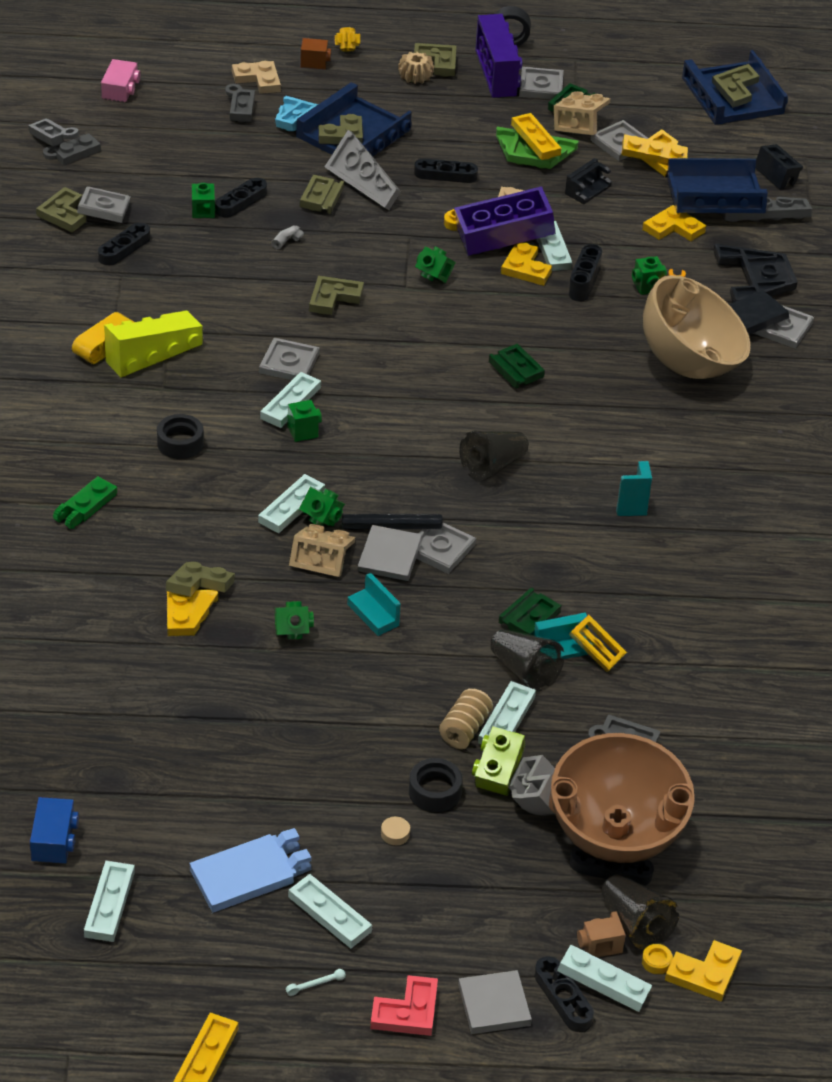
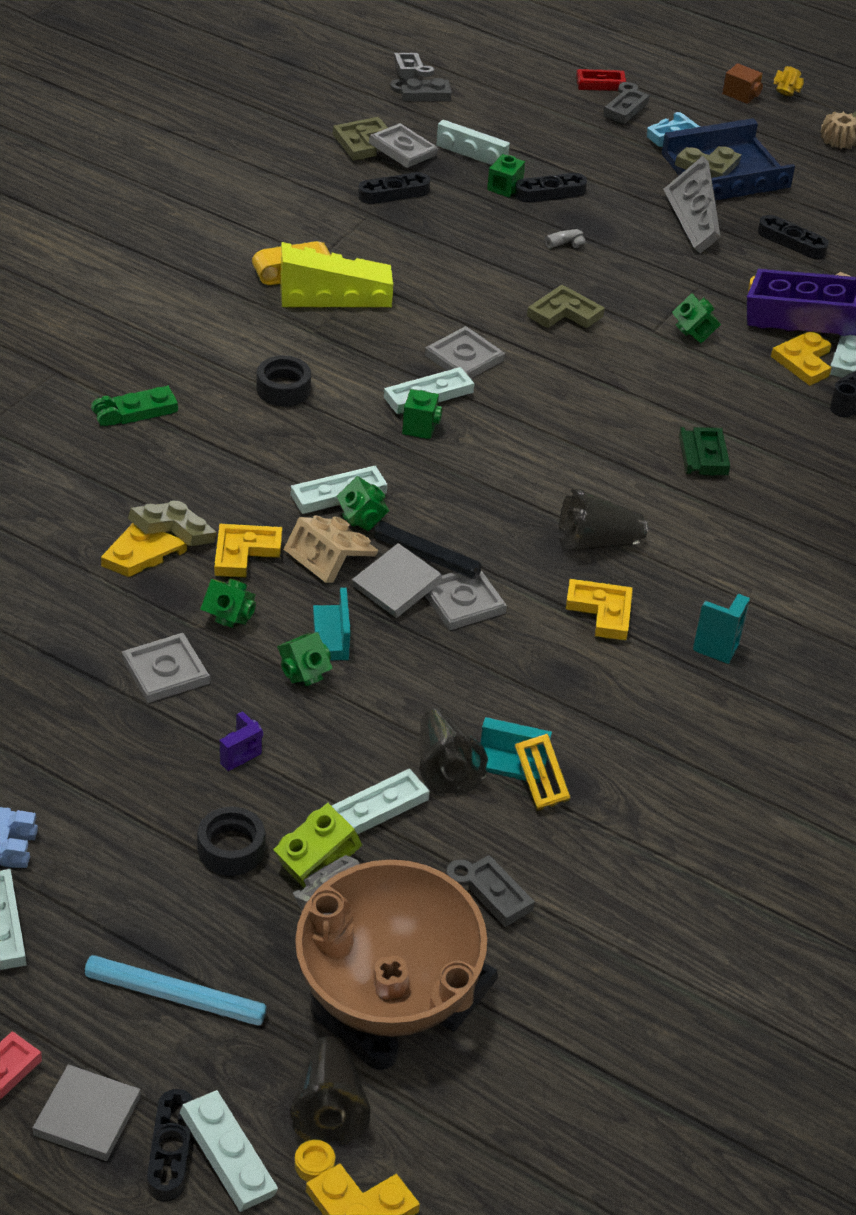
camera: 30 degrees right, 0 degrees up
(120, 80) = (520, 43): bright pink brick -> none
(155, 183) = (470, 142): none -> light aqua plate
(203, 89) = (599, 79): none -> red tile
(258, 576) = (241, 541): none -> yellow plate
(261, 72) = (673, 86): tan plate -> none
(282, 688) = (165, 667): none -> light grey tile
(321, 194) = (636, 212): olive plate -> none
(379, 636) = (305, 658): none -> green brick
(385, 714) = (241, 745): none -> dark purple bracket
(395, 830) = (148, 869): tan tile -> none
(465, 718) = (322, 782): tan piece -> none
(482, 899) = (175, 990): none -> medium azure axle
(528, 610) = (499, 702): dark green plate -> none
(540, 505) = (608, 601): none -> yellow plate
(602, 936) = (266, 1100): medium nougat brick -> none

